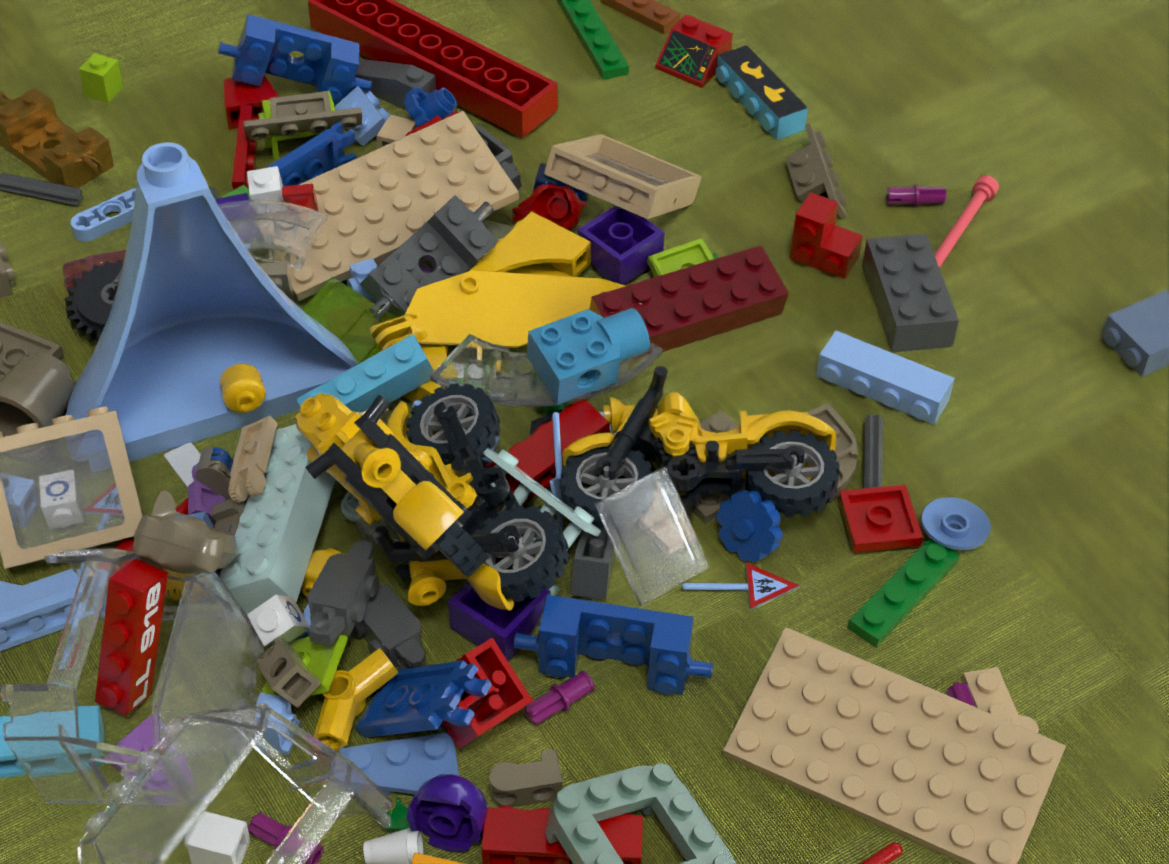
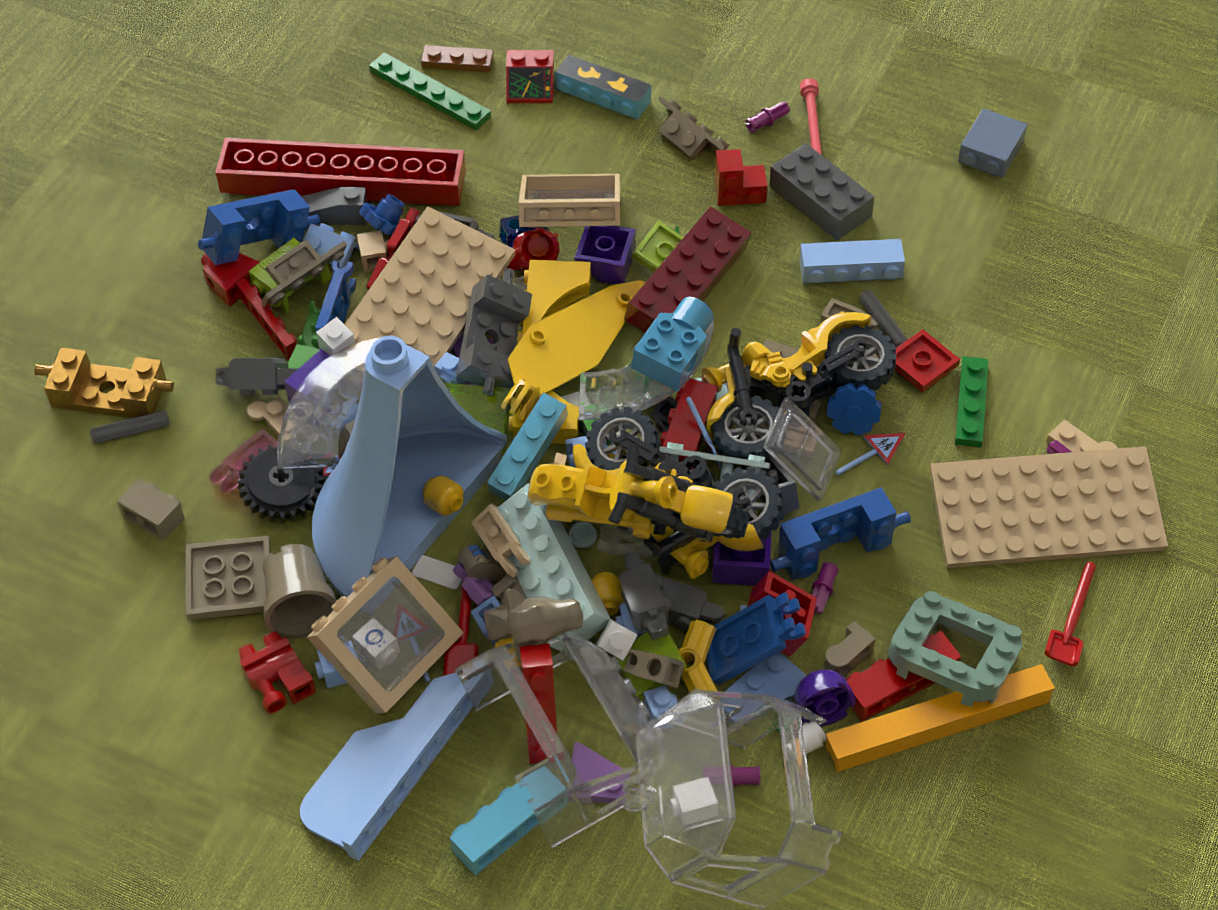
camera: 30 degrees left, 5 degrees up
(87, 224) = (205, 406): light blue beam -> none
(101, 77) = (97, 313): lime brick -> none
(301, 195) = (365, 331): red tile -> none
(955, 523) = (972, 339): medium blue dish -> none

